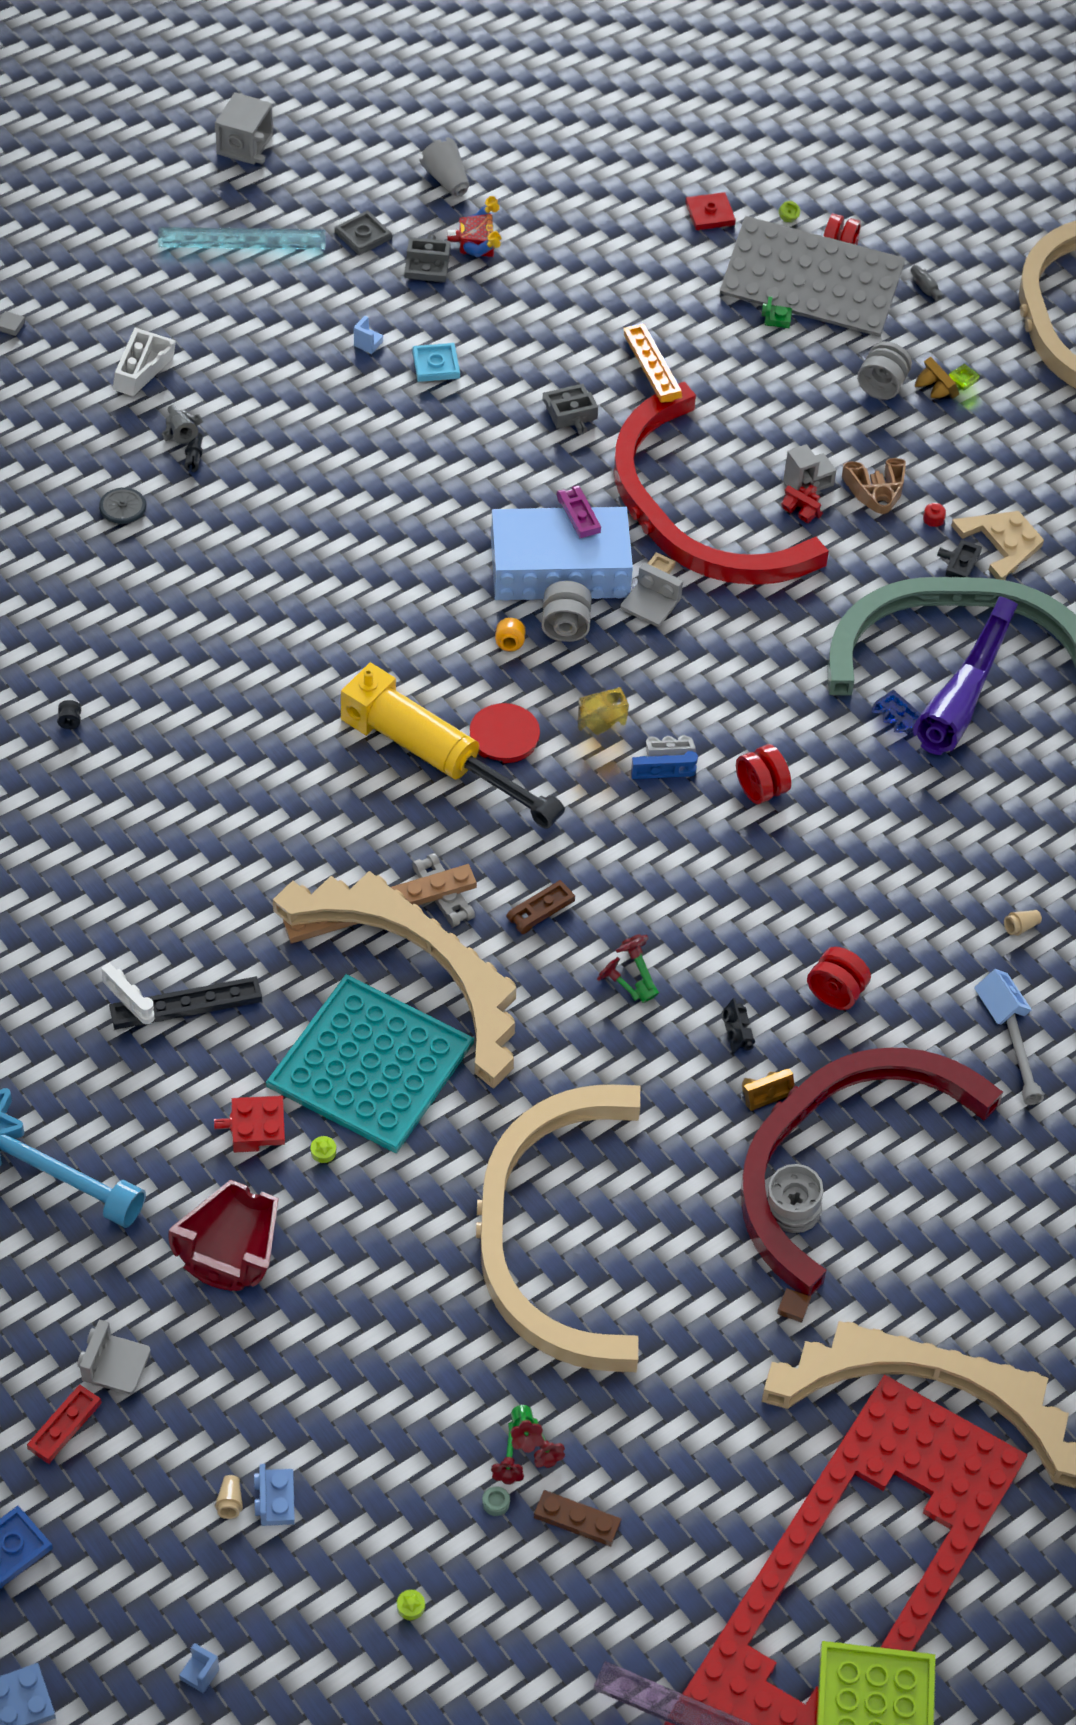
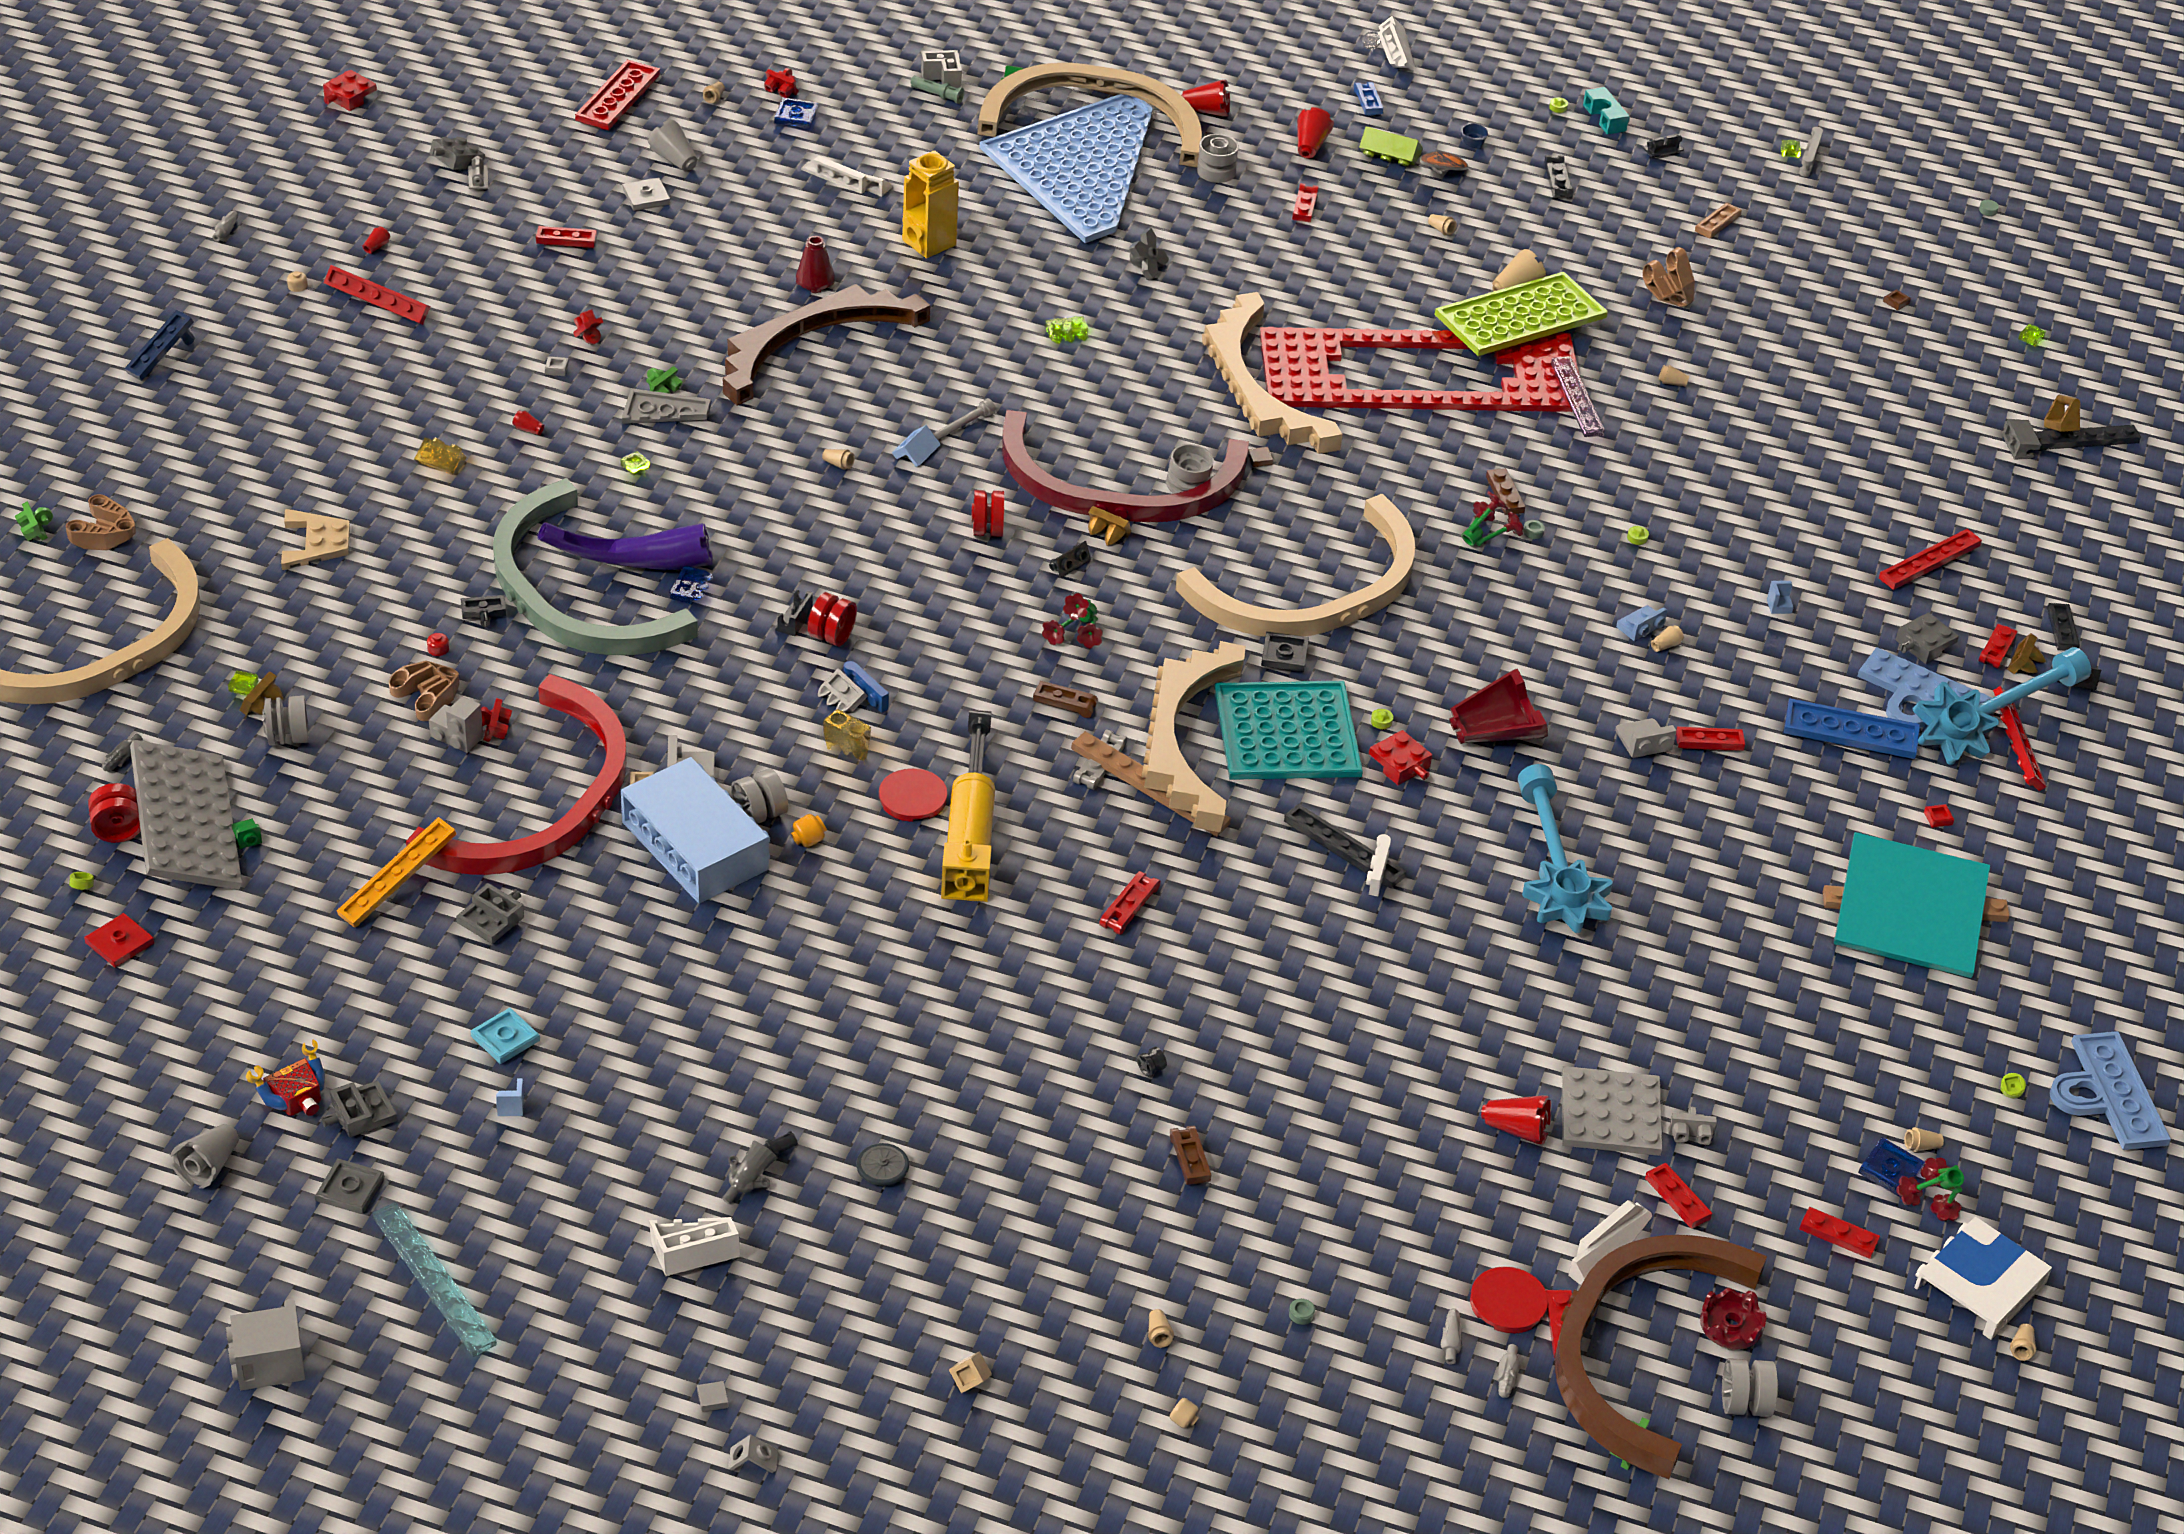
camera: 125 degrees left, 10 degrees down
(253, 807) = (1129, 902): none -> red plate
(473, 1123) = (1285, 651): none -> black plate
(579, 511) = (659, 807): magenta plate -> none
(803, 770) = (796, 614): none -> black hinge
(1008, 533) = (428, 591): tan wing -> none

